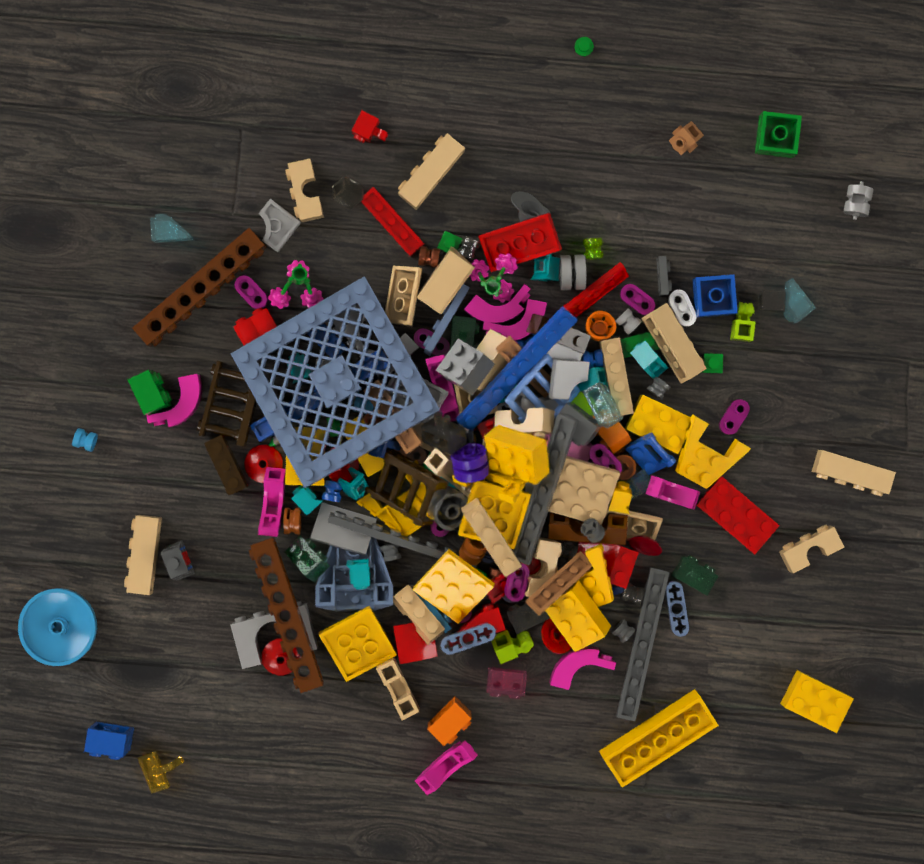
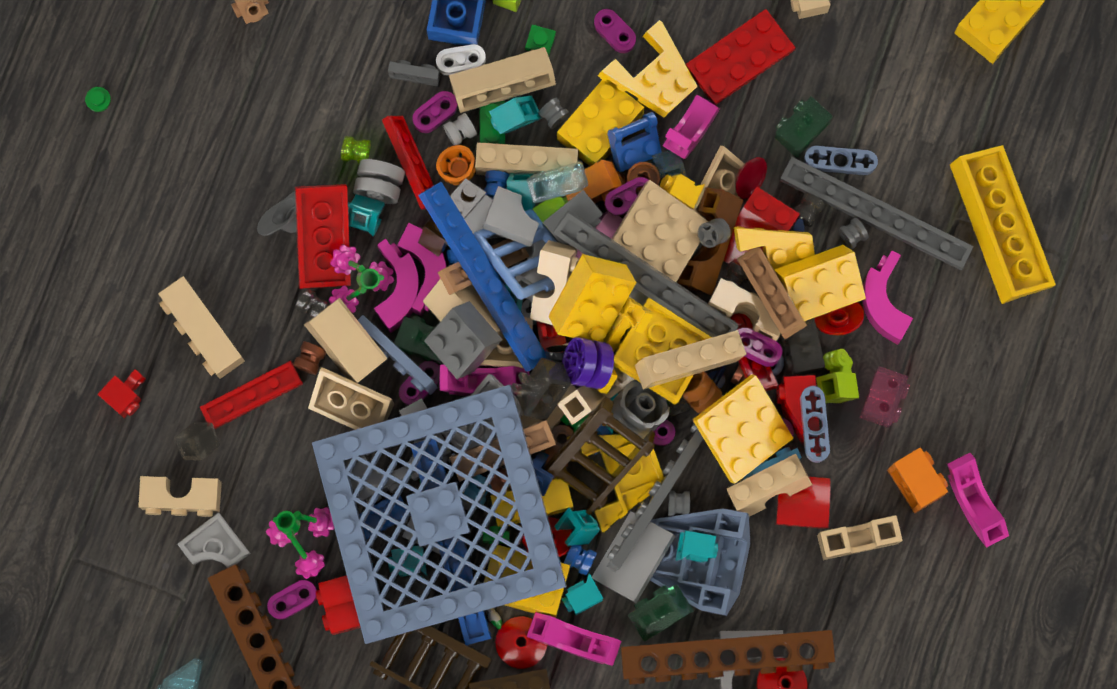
camera: 80 degrees left, 10 degrees down
(292, 521) = (606, 620): dark orange wheel -> none
(357, 643) = (788, 575): yellow plate -> none
(449, 240) = (296, 330): green plate -> none

